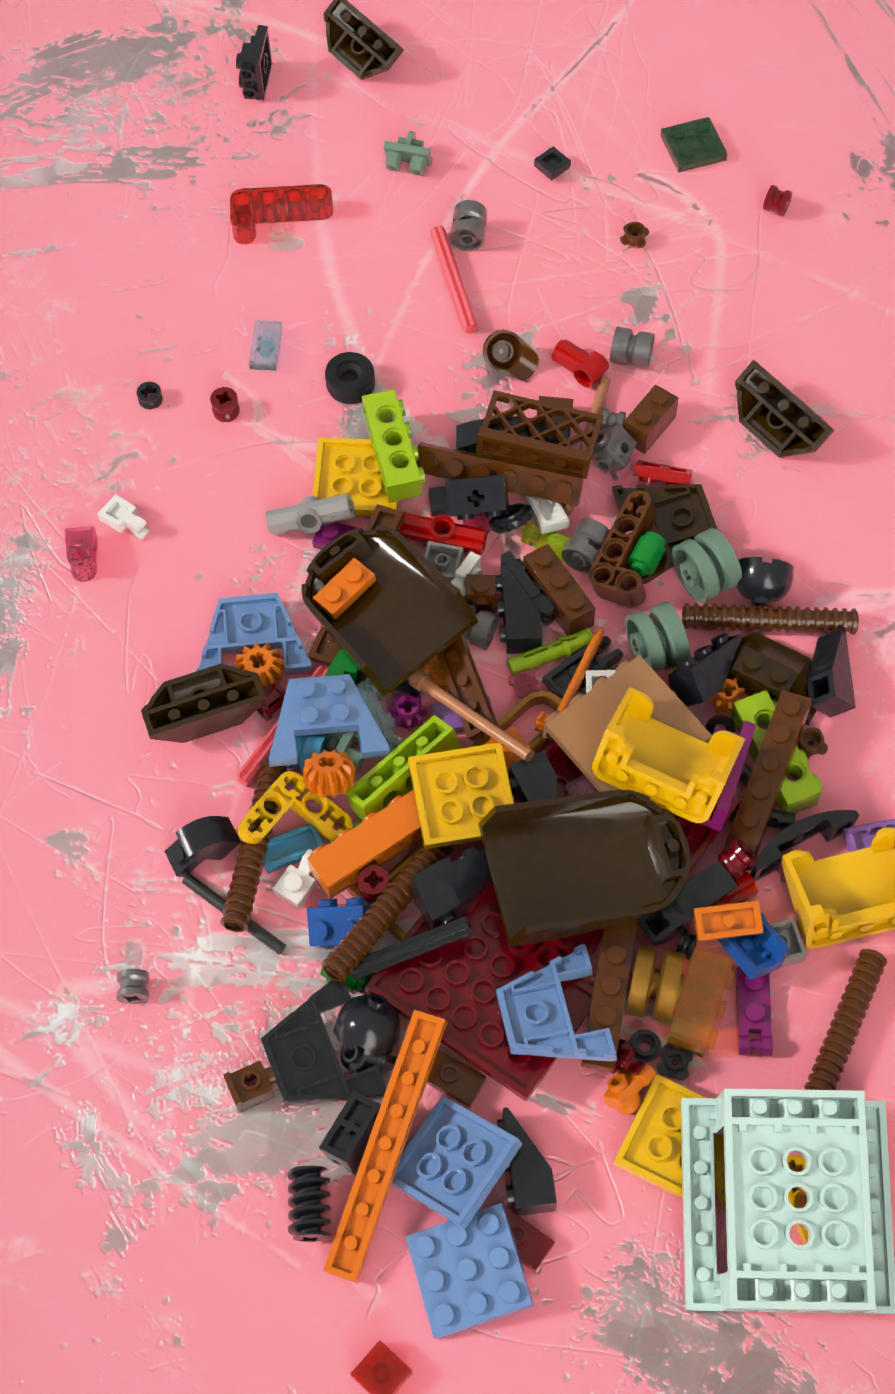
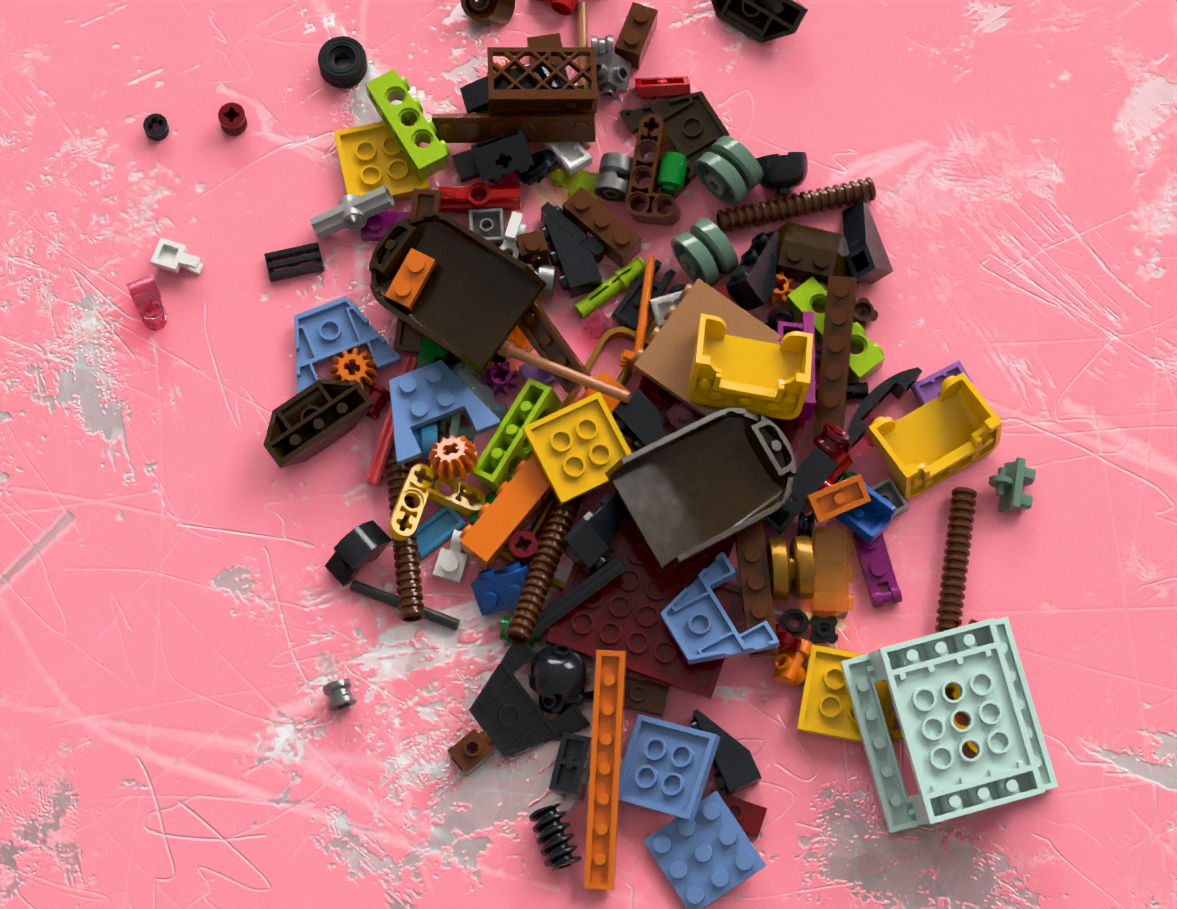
camera: 20 degrees left, 10 degrees up
(239, 546) = (293, 252): none -> black tile
(265, 345) = (250, 47): clear light blue plate -> none

